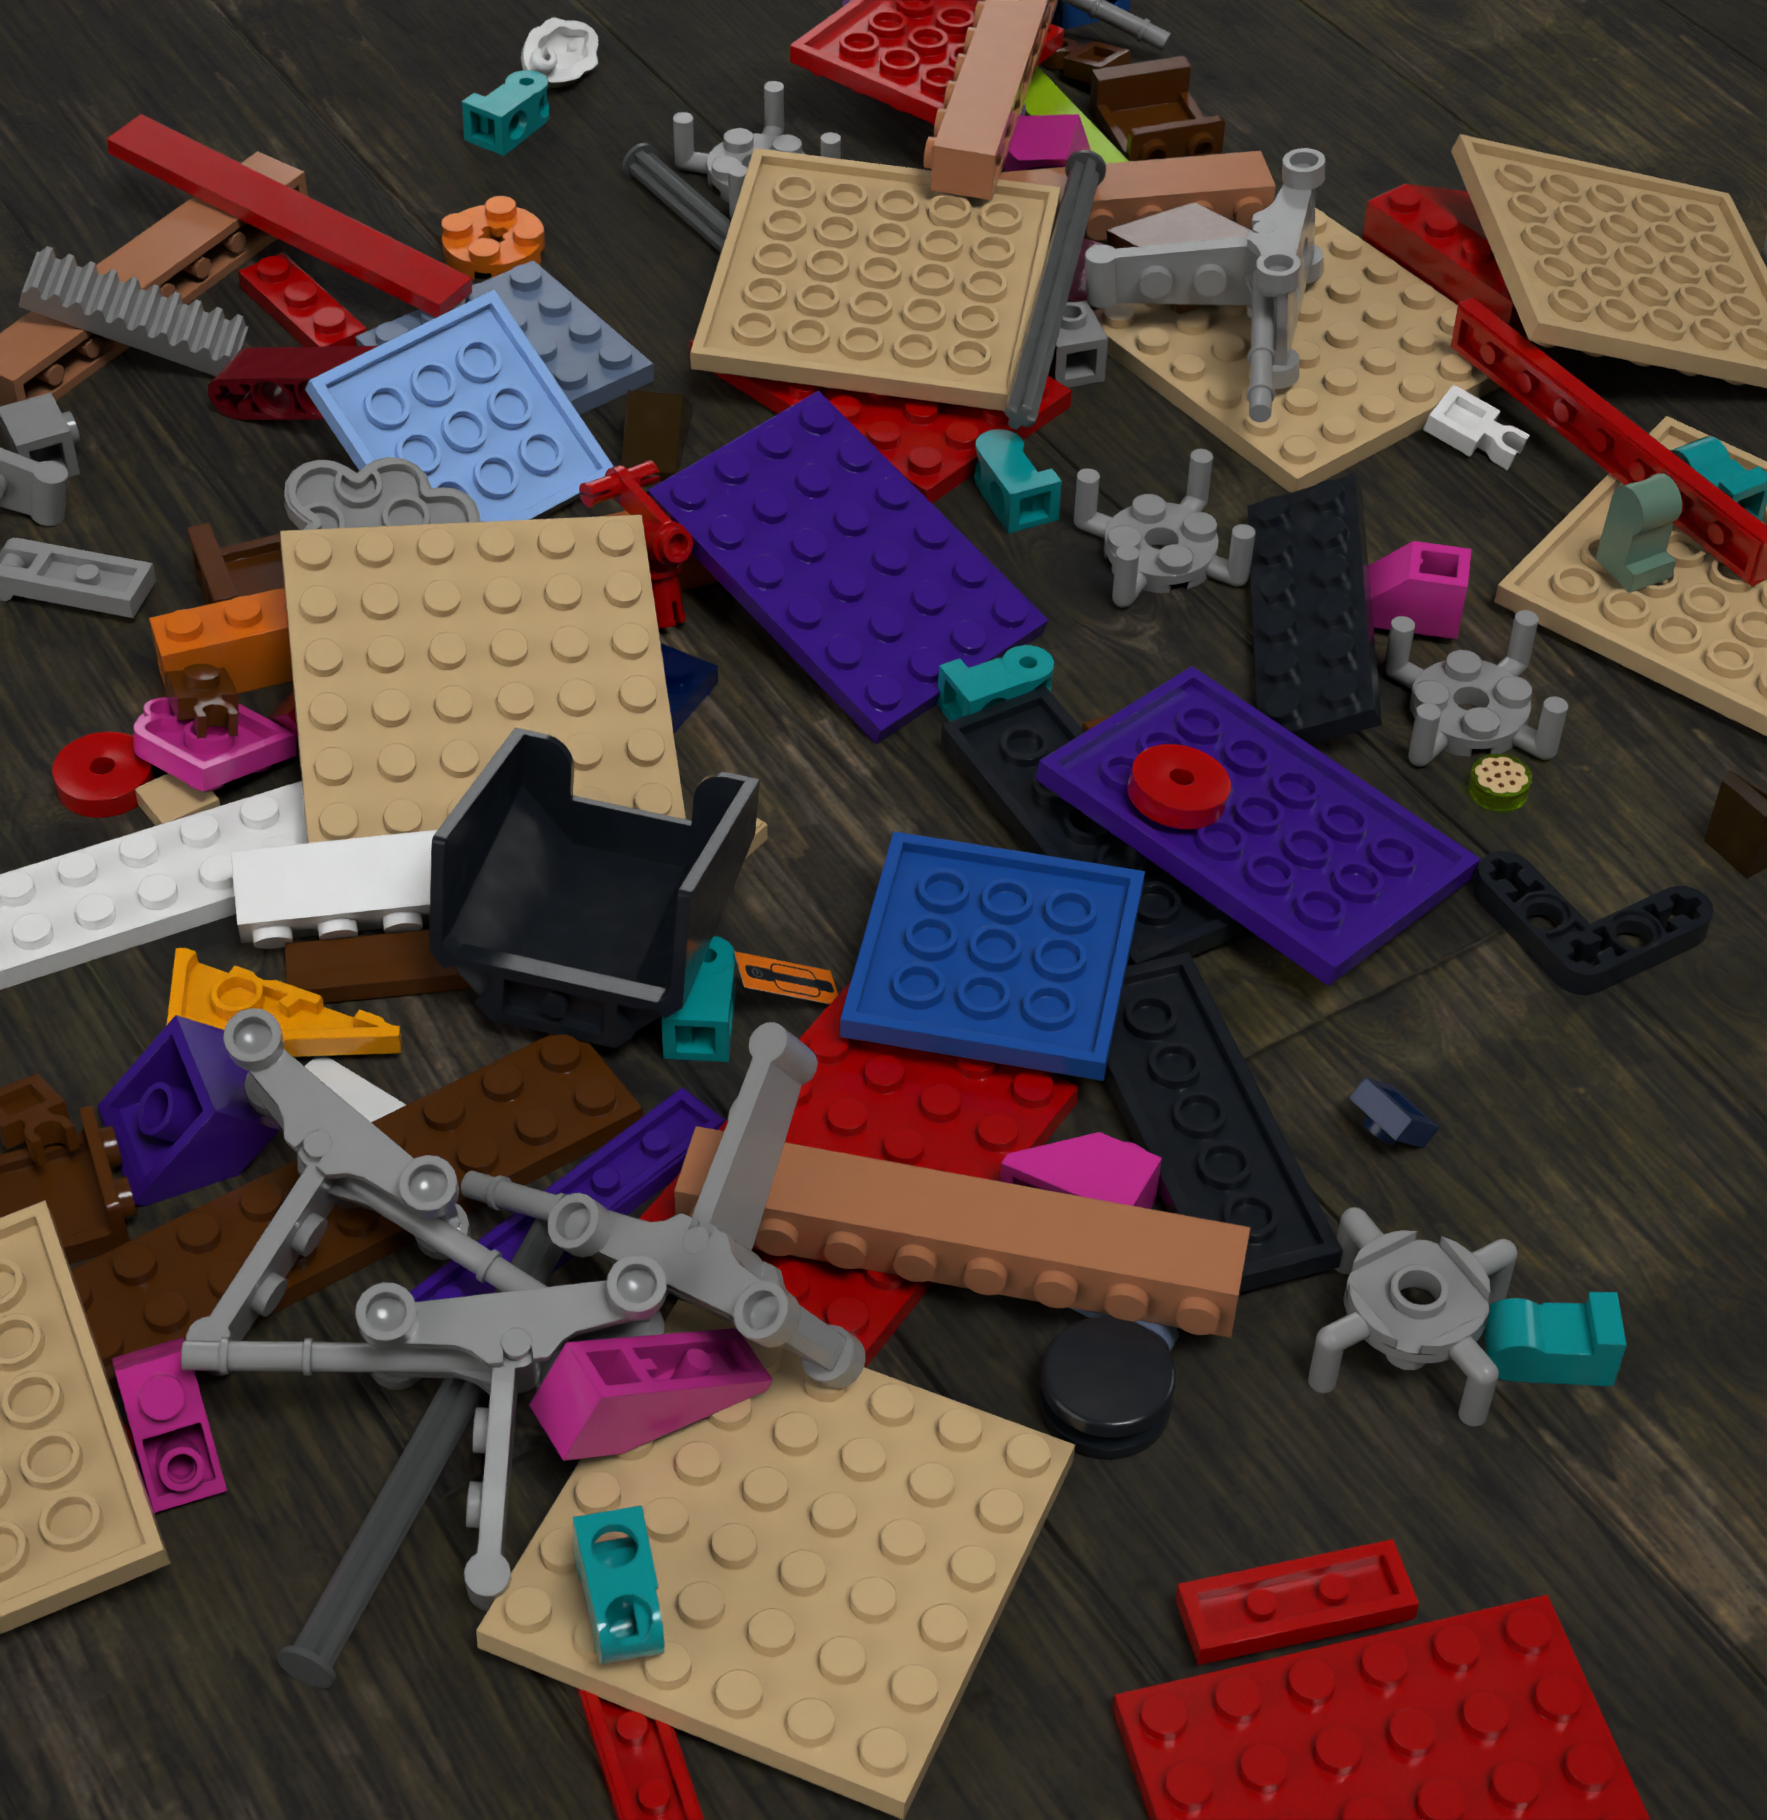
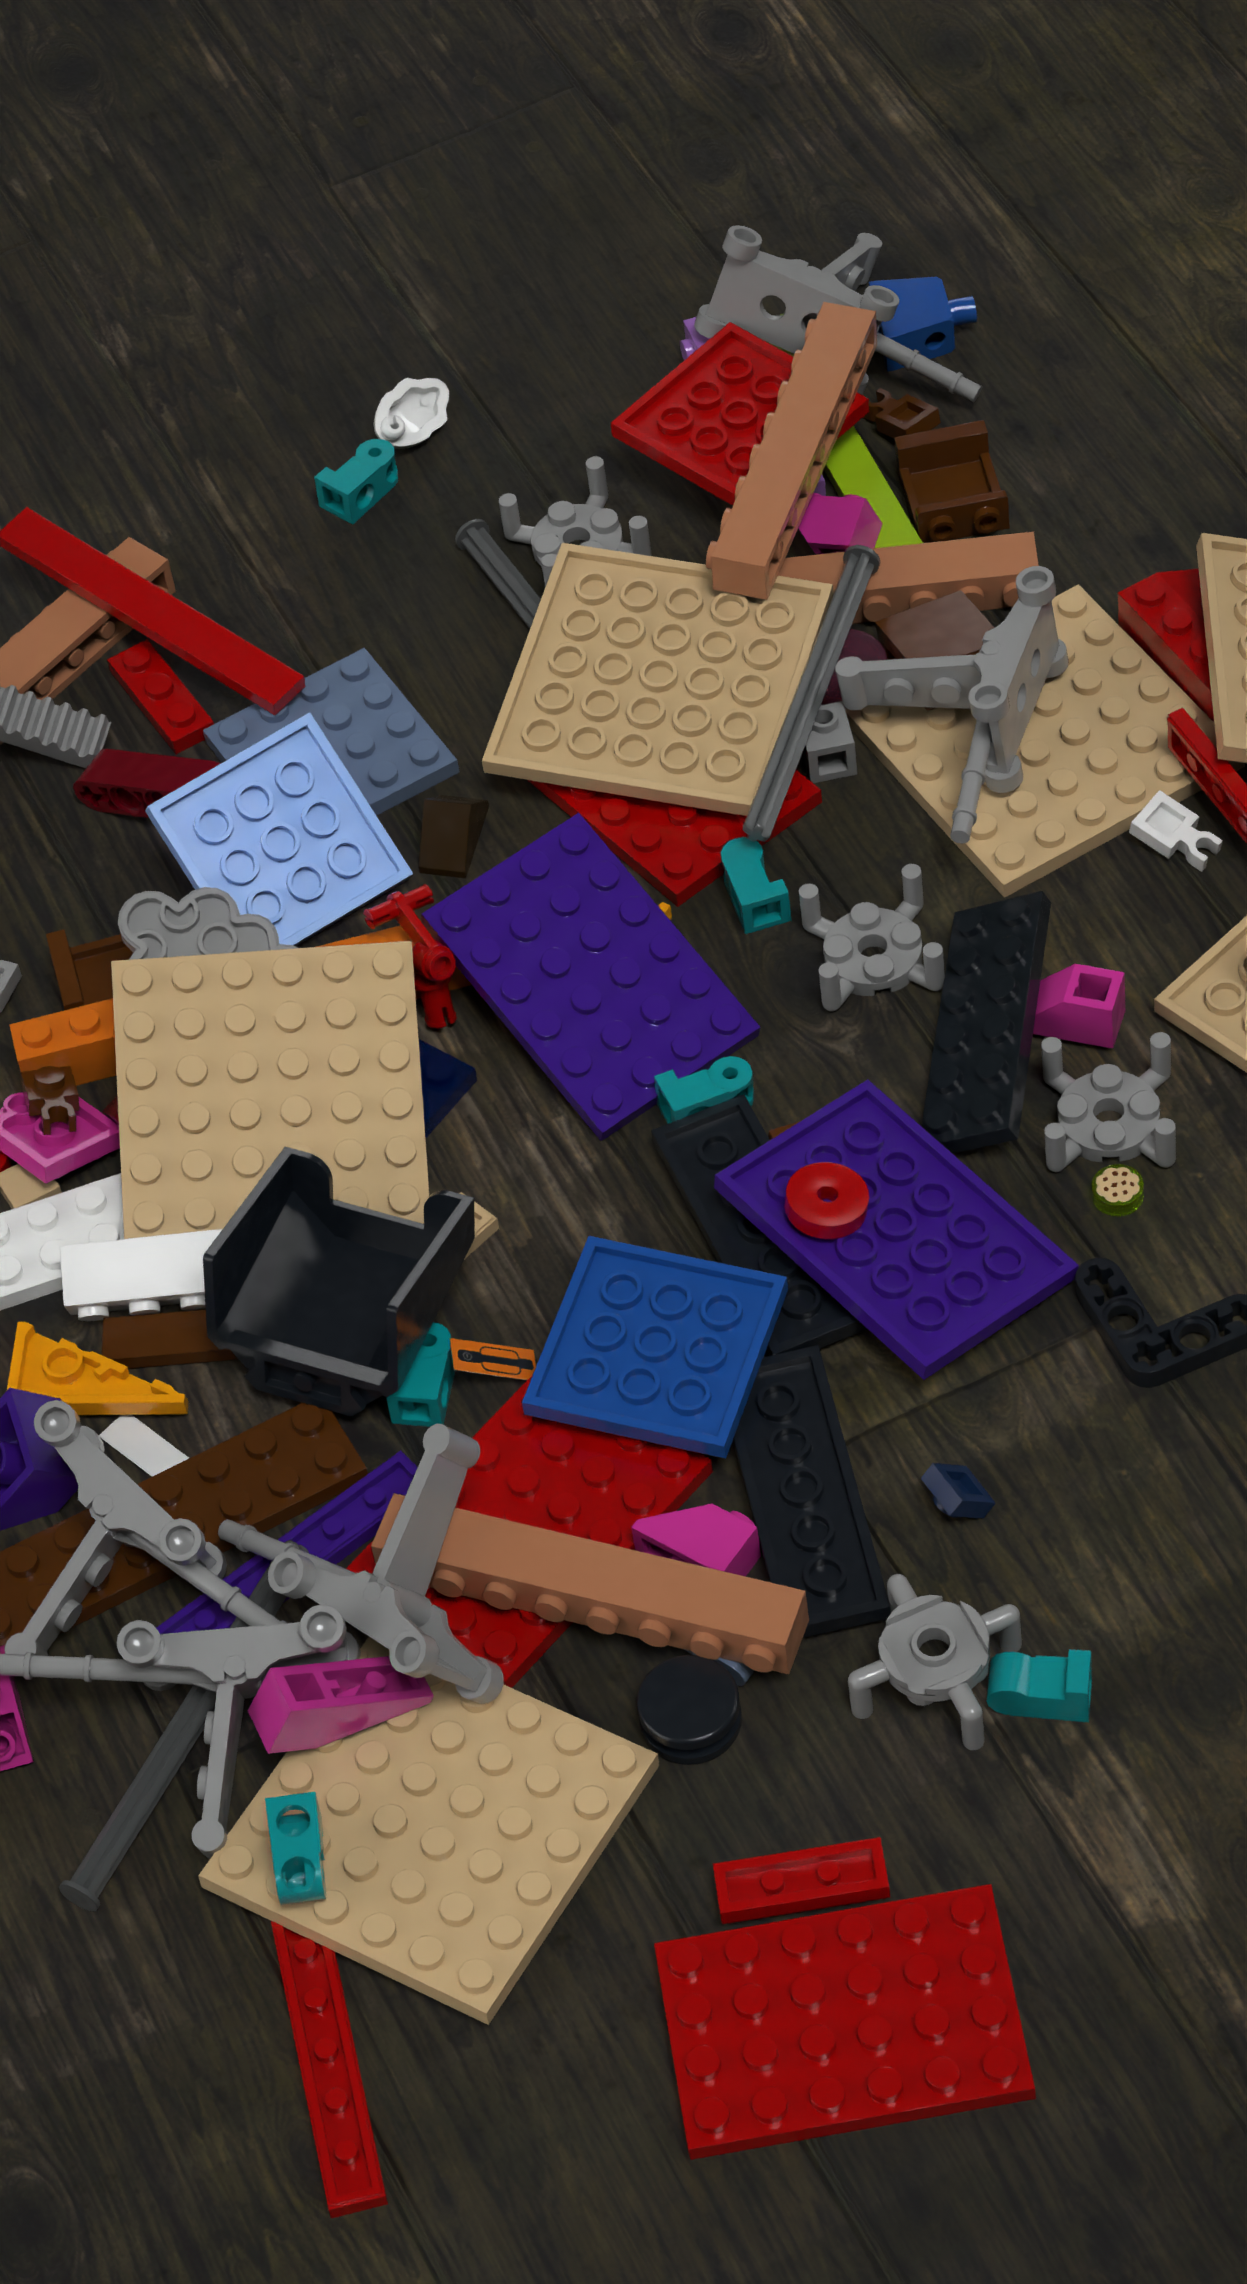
camera: 15 degrees right, 5 degrees up
(473, 238) = (330, 604): orange plate -> none

